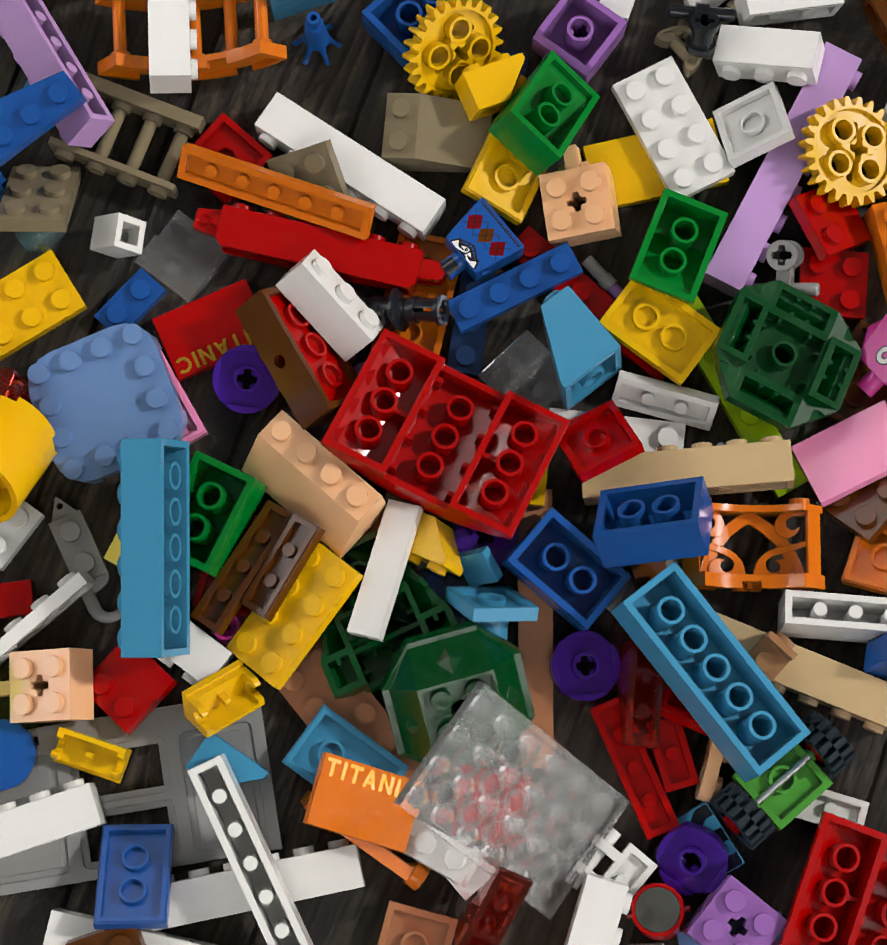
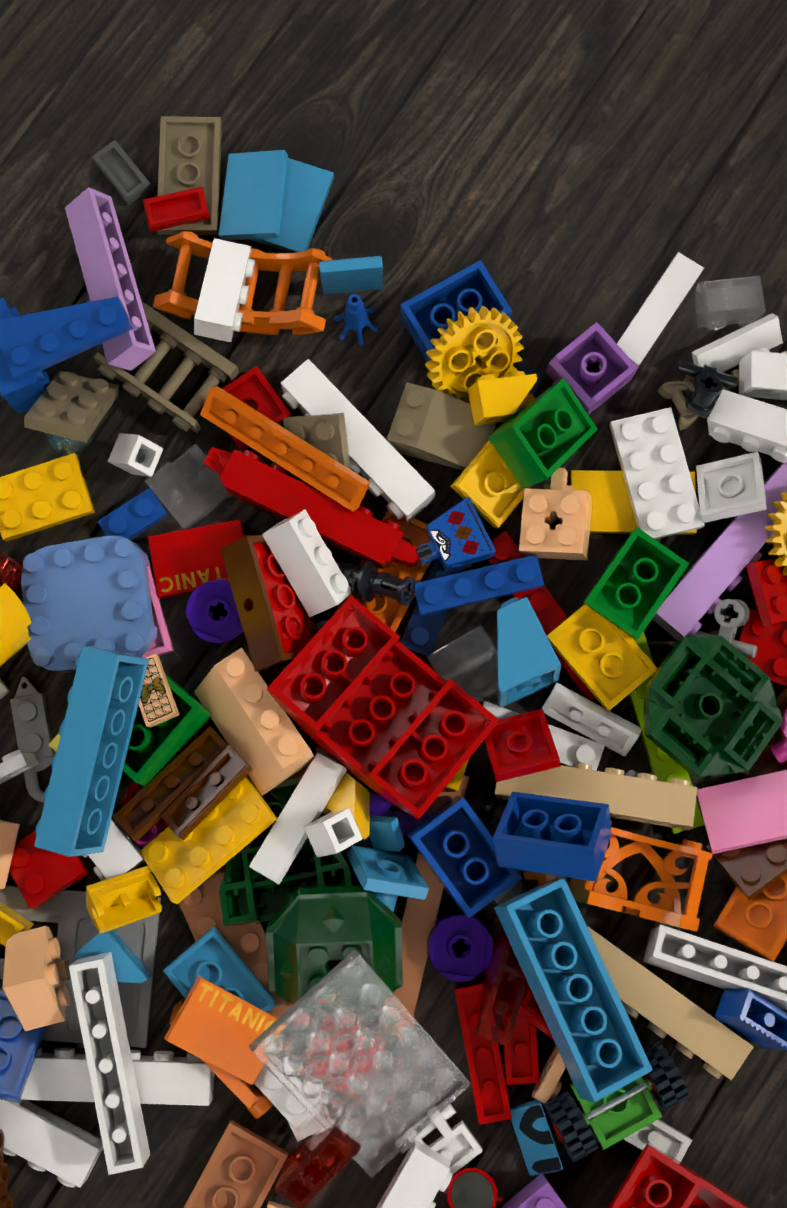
camera: 15 degrees right, 0 degrees up
(154, 797) = (36, 978): none -> light nougat hinge
(206, 480) = (156, 696): none -> light nougat tile
(426, 573) = (333, 833): none -> white brick
(604, 279) = (563, 596): light grey piece -> none
(692, 839) = (528, 1140): dark purple plate -> none
(773, 653) = (633, 982): medium nougat bracket -> none

